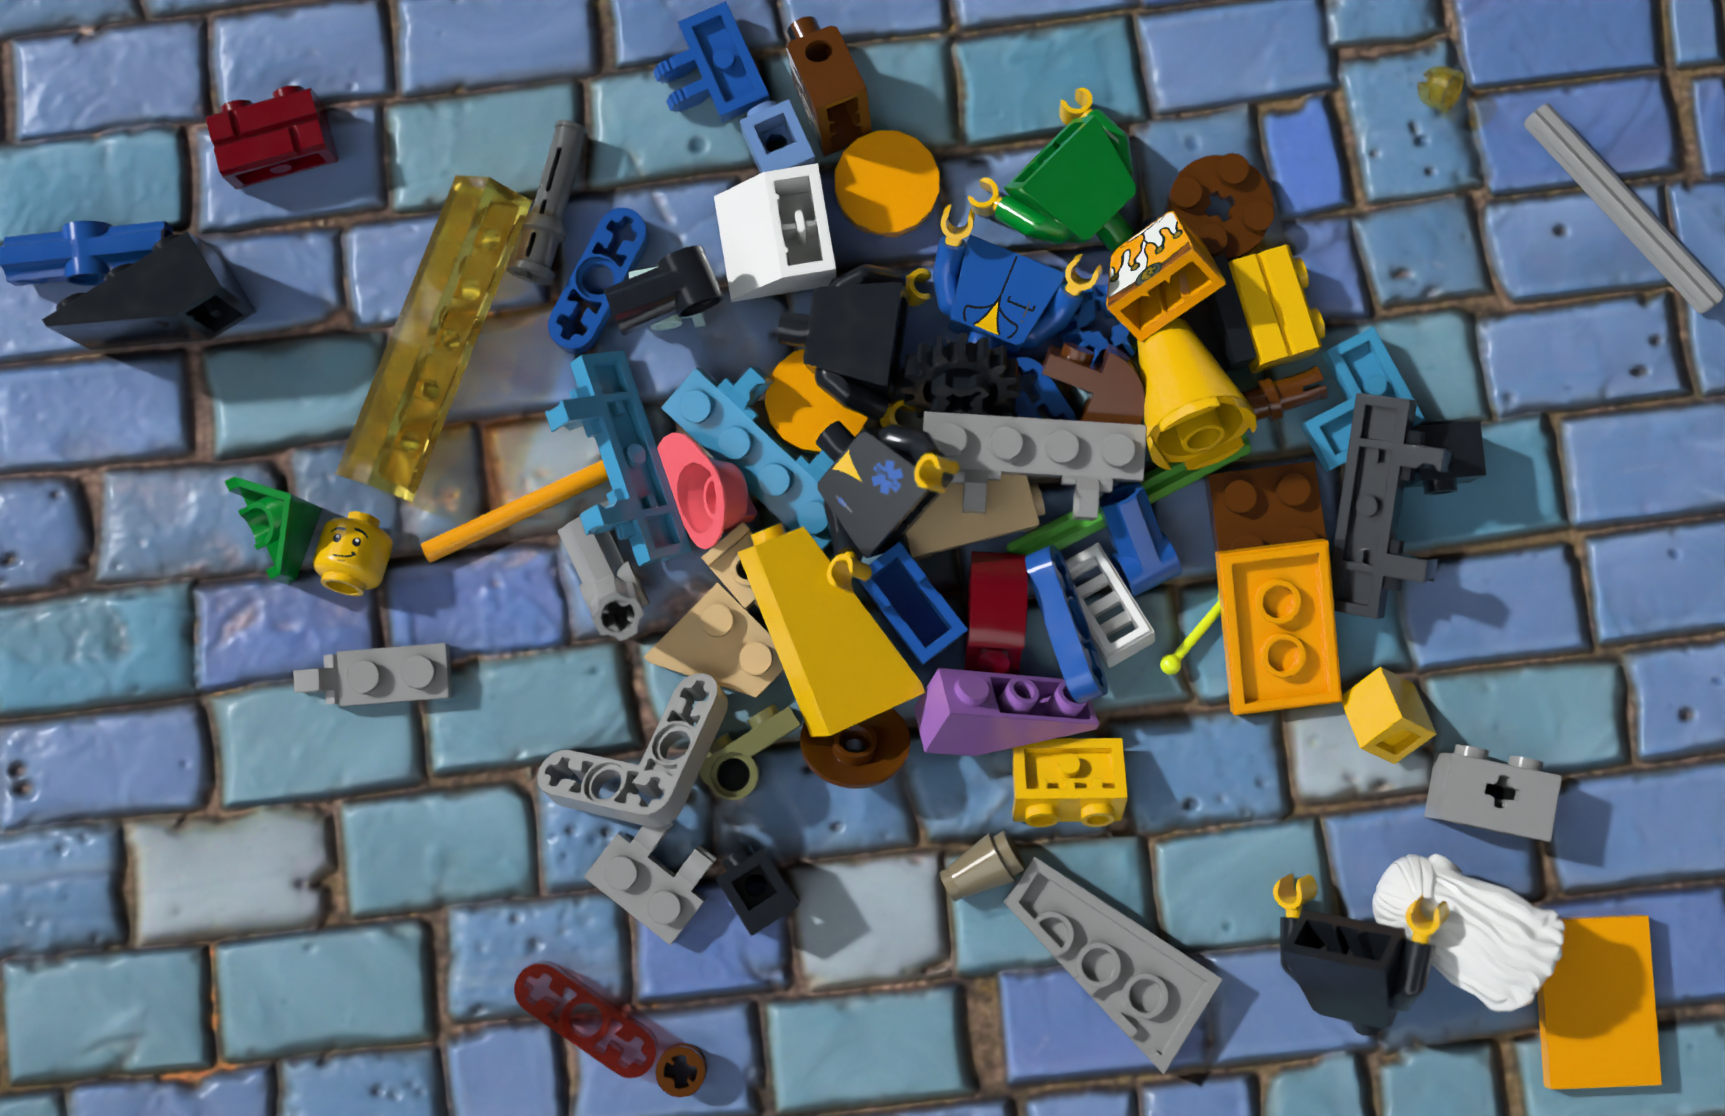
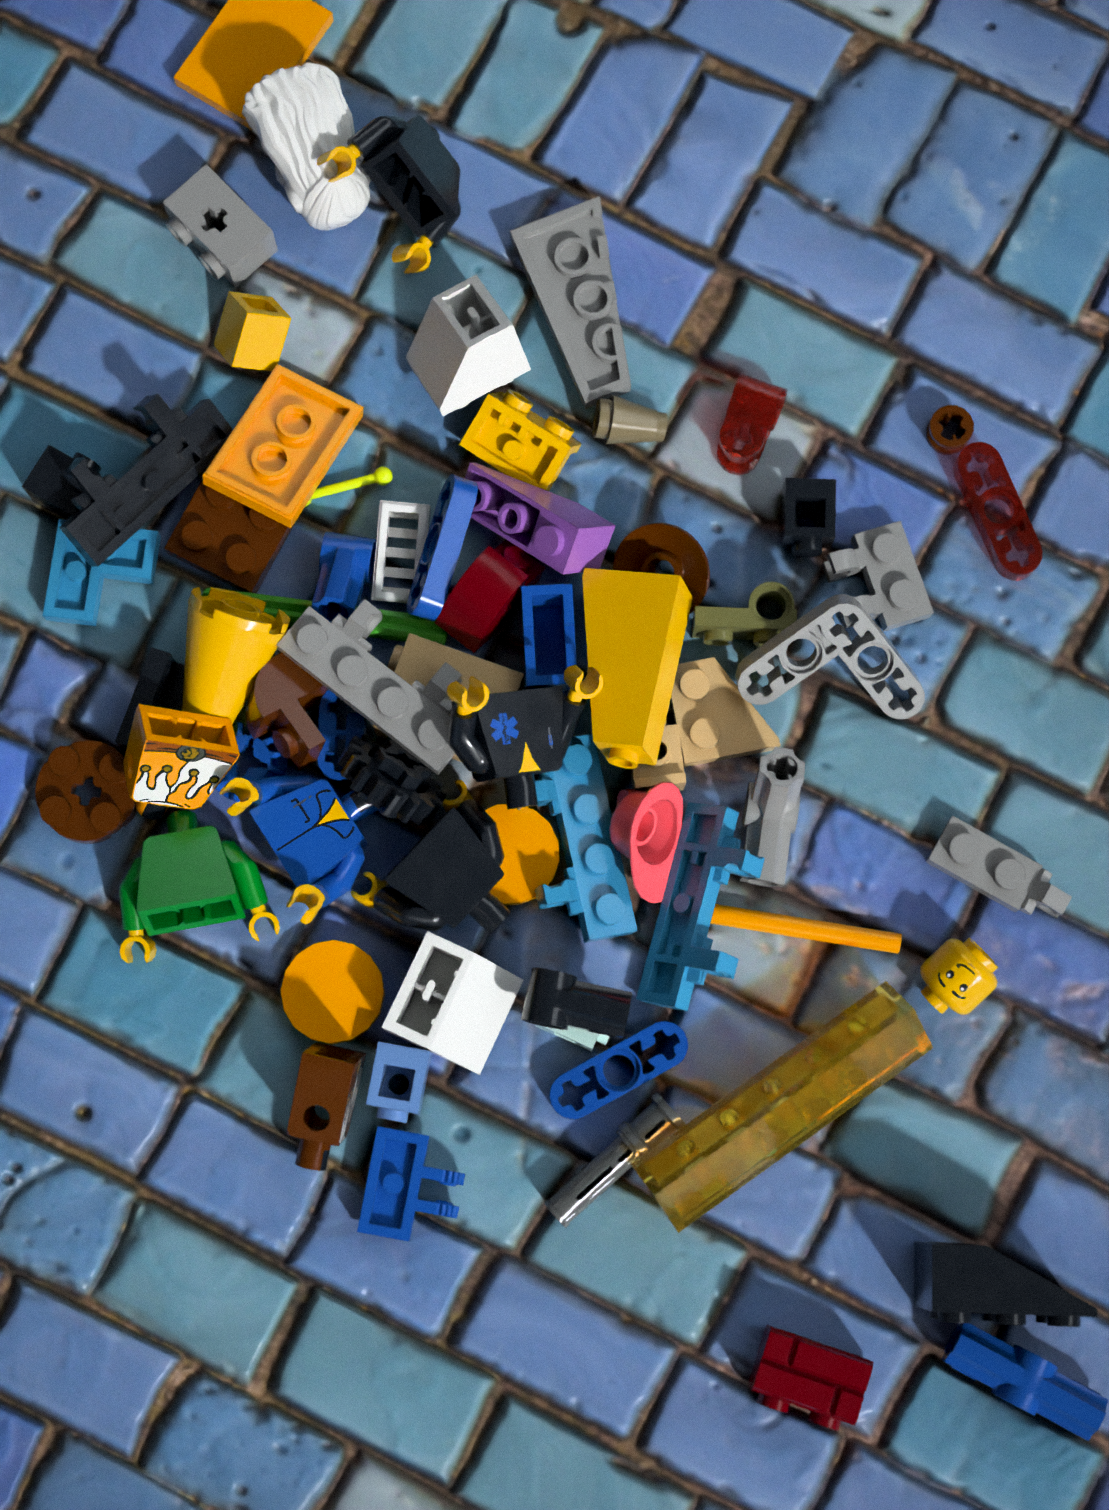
camera: 145 degrees left, 5 degrees down
(279, 523) = (1003, 1044): green slope -> none
(872, 952) = (749, 419): none -> clear red piece
(1180, 828) = (465, 347): none -> white slope
(1275, 397) = (156, 614): reddish brown pin -> none
(1277, 307) = (105, 679): yellow brick -> none

